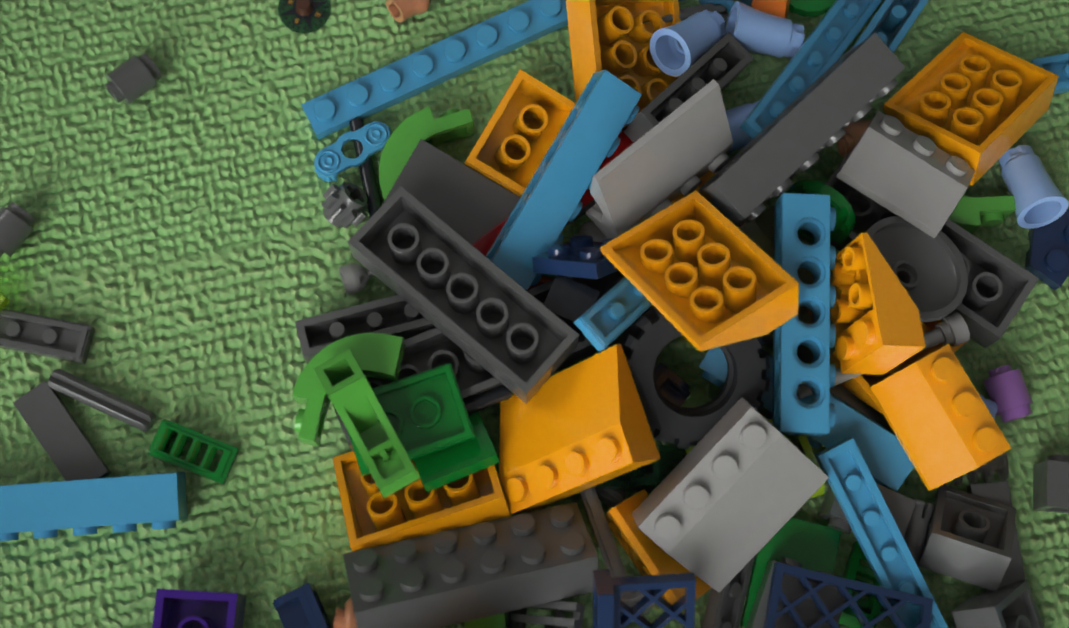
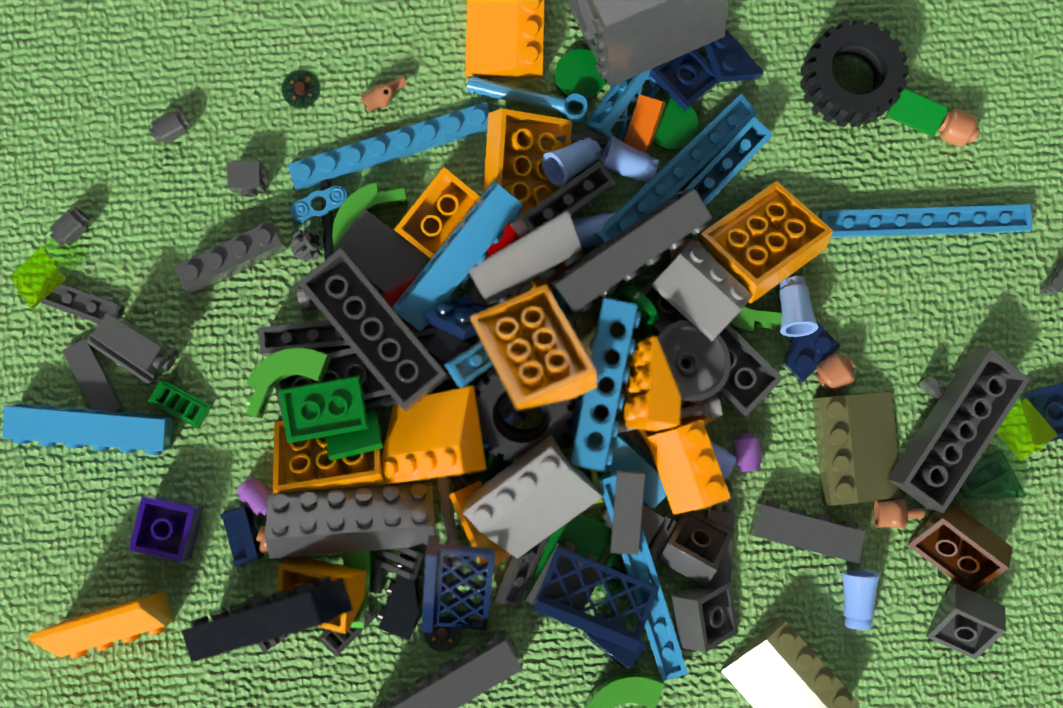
camera: 10 degrees right, 10 degrees up
(120, 372) = (135, 343): none -> dark grey brick
(241, 237) = (231, 257): none -> dark grey brick
(249, 129) = (247, 177): none -> dark grey brick
(322, 567) = (254, 495): none -> medium lavender brick
(366, 423) = (294, 412): bright green arch -> none
(868, 494) = (627, 512): none -> dark grey tile

